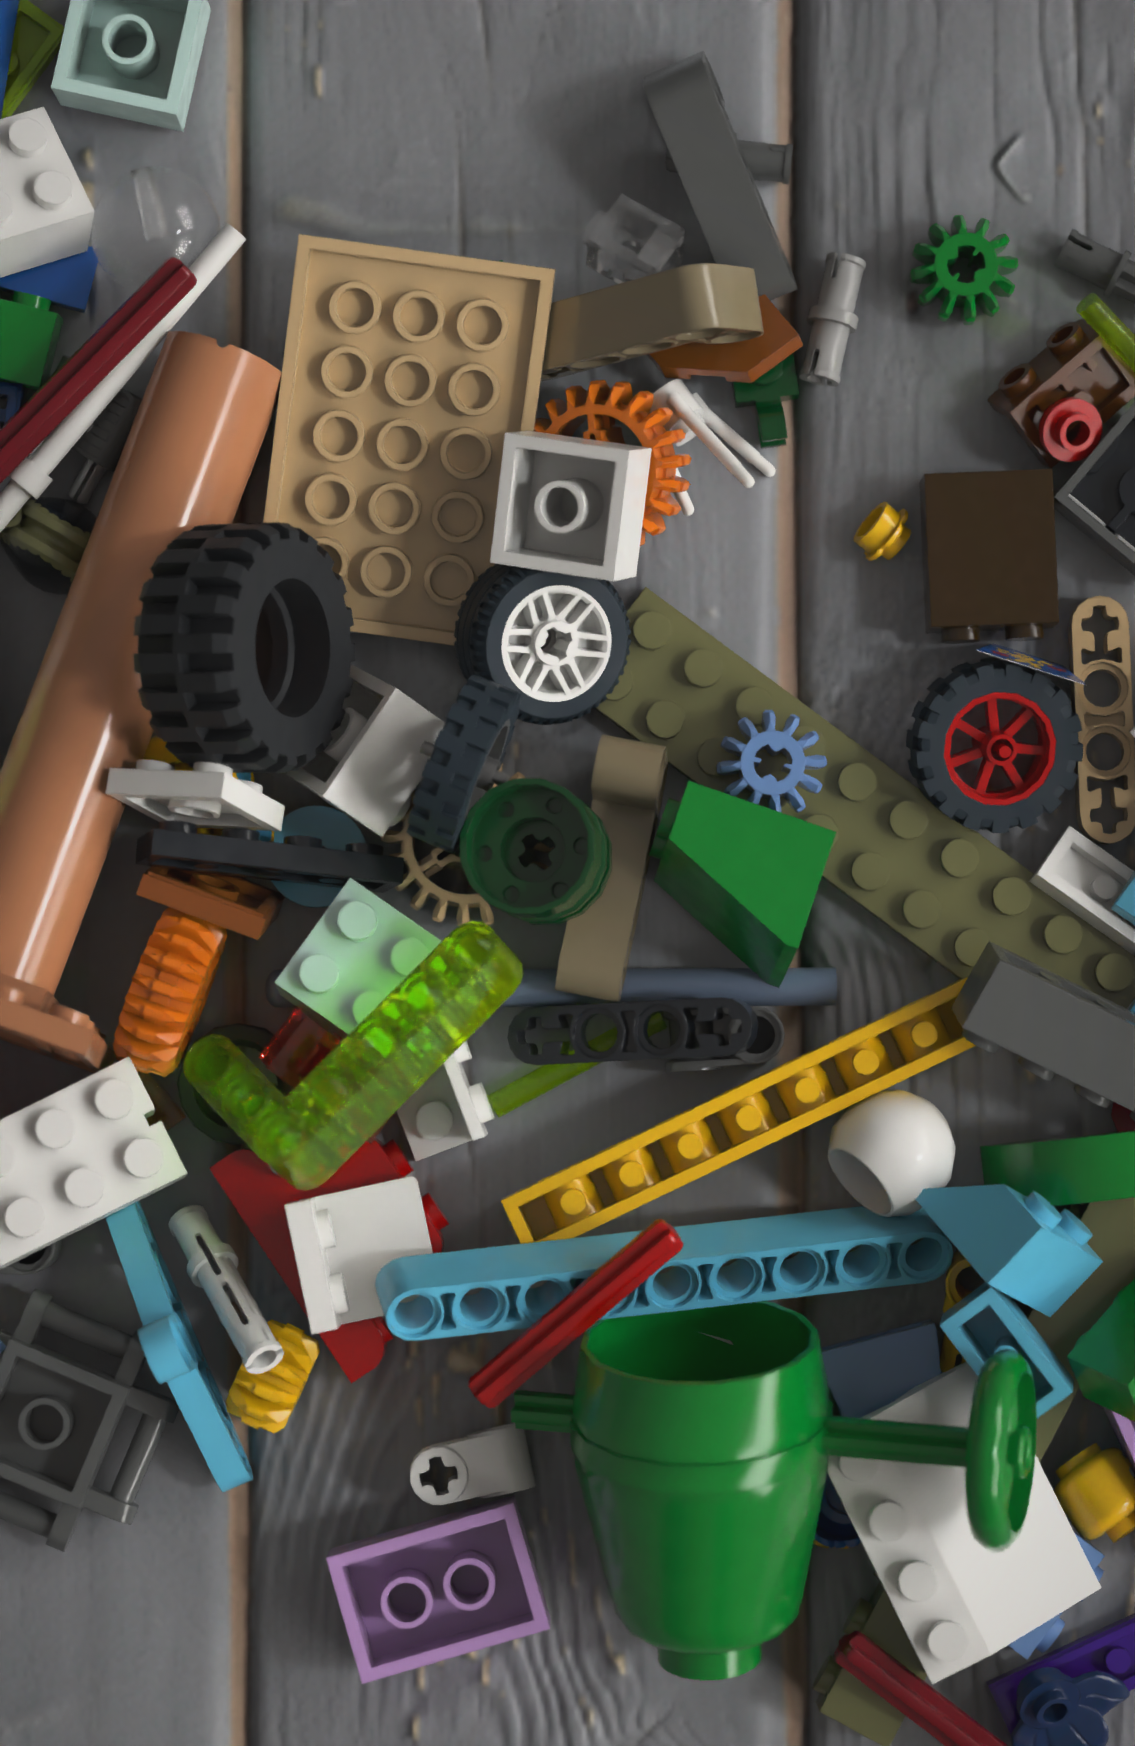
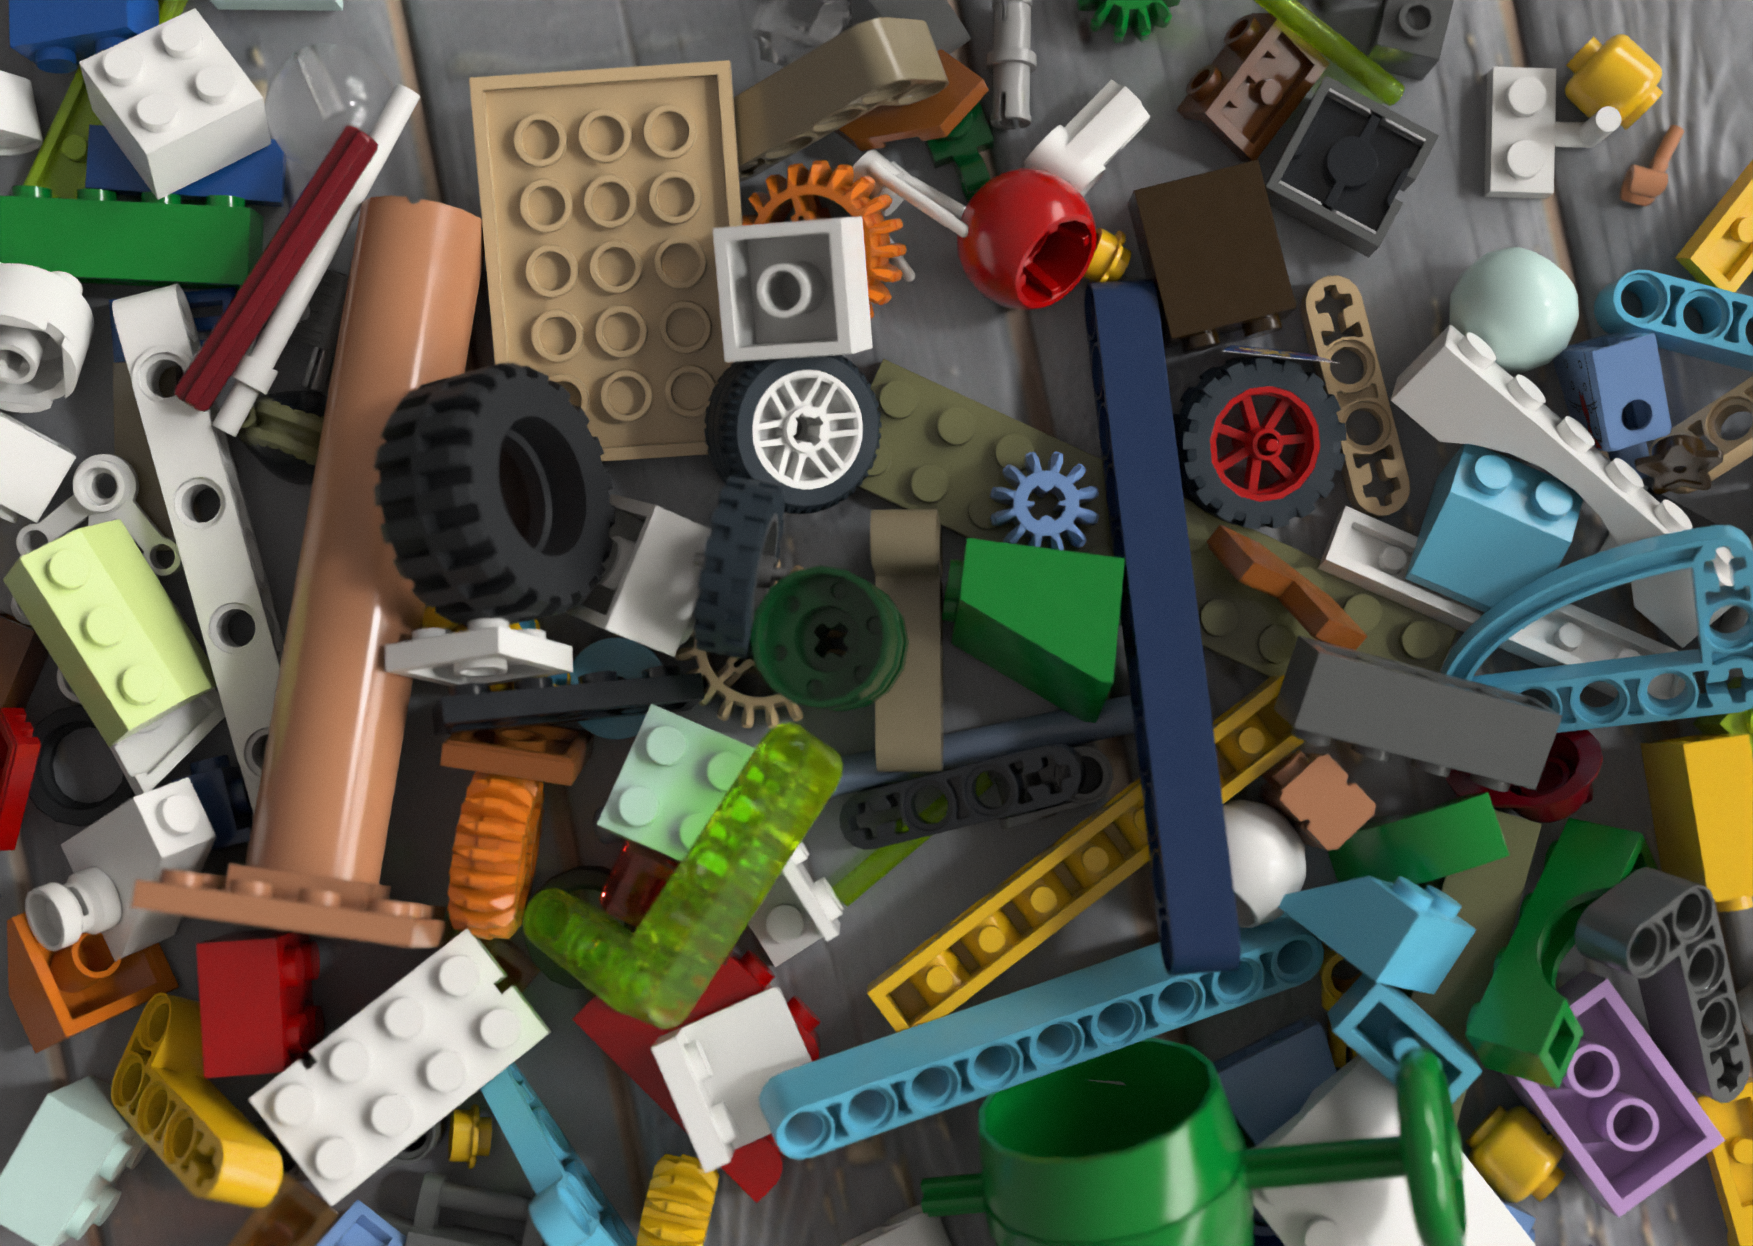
camera: 15 degrees left, 0 degrees up
(82, 1263) = (469, 1136): none -> yellow plate
(197, 1237) = (651, 1185): white pin -> none
(575, 1313) = (966, 1095): red axle -> none
(809, 500) = (1027, 239): none -> red wheel
(859, 903) = (1161, 631): none -> dark blue beam
(876, 425) = (1091, 138): none -> white piece
(973, 873) = (1266, 572): none -> dark orange tile
(975, 1103) = (1316, 798): none -> nougat brick
(1055, 424) = (1252, 112): red plate -> none

